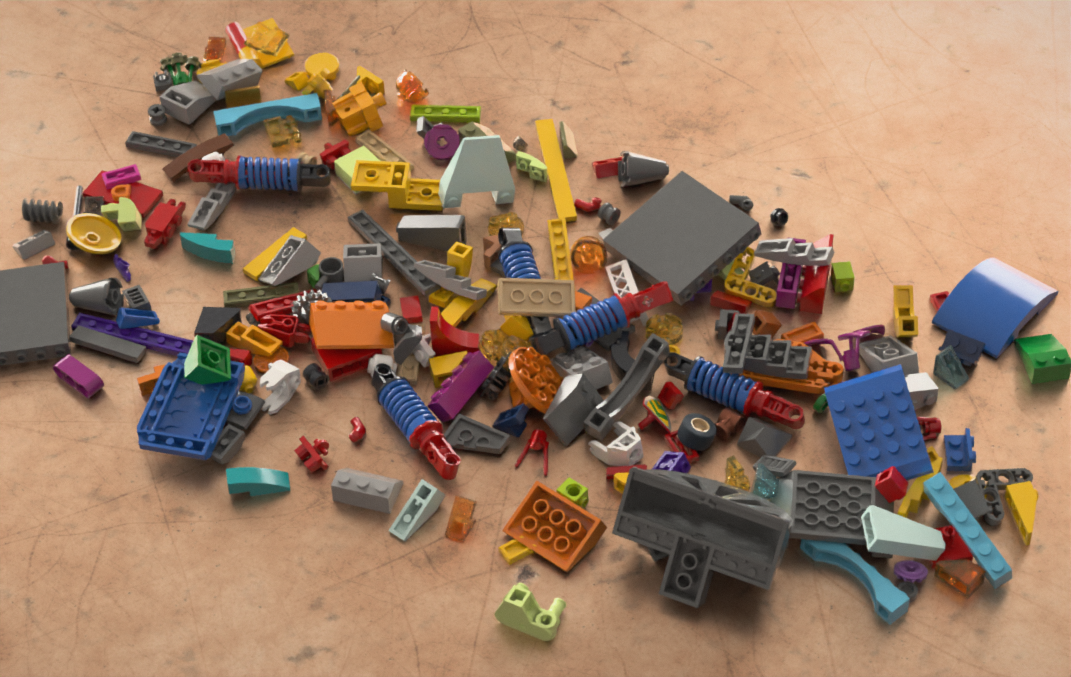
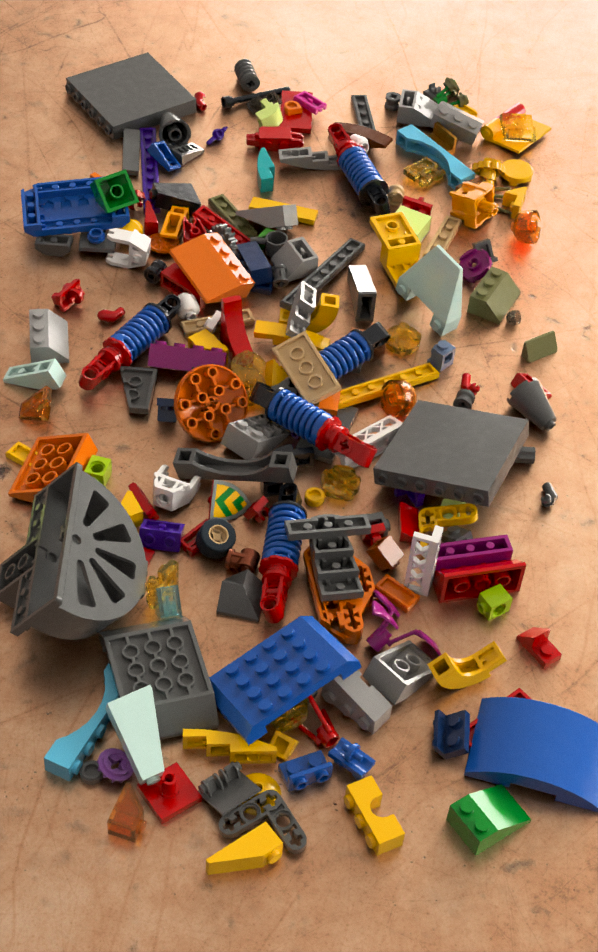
camera: 60 degrees right, 0 degrees up
(34, 244) = (215, 86): light grey slope -> none
(78, 376) = (88, 146): magenta beam -> none
(93, 233) = (235, 104): yellow dish -> none
(215, 49) = (487, 110): clear orange slope -> none
(257, 480) = (24, 271): teal slope -> none
(394, 323) = (220, 287): dark grey brick -> none
(406, 343) = (207, 306): dark grey slope -> none
(411, 309) = (263, 306): red tile -> none
(446, 113) = (518, 262): lime tile -> none
(530, 164) = (486, 334): yellowish green slope -> none
(536, 442) = (153, 430): red plant -> none
(546, 207) = (442, 355): none -> sand blue brick
(555, 170) = (494, 352): yellow tile -> none
(571, 407) = (193, 432): dark grey slope -> none
(776, 465) = (199, 609): dark grey slope -> none
(779, 217) = (546, 529): black plate -> none
(789, 252) = (482, 541): light grey slope -> none
(804, 292) = (427, 565): none -> white fence
(891, 484) = (211, 711): red brick -> none
(893, 267) = (537, 644): none -> red slope
(949, 368) = (417, 730): clear light blue slope -> none
(962, 416) = (351, 758): none -> blue hips
(979, 544) = (151, 830): medium azure arch -> none
(1003, 425) = (380, 832): none -> yellow arch

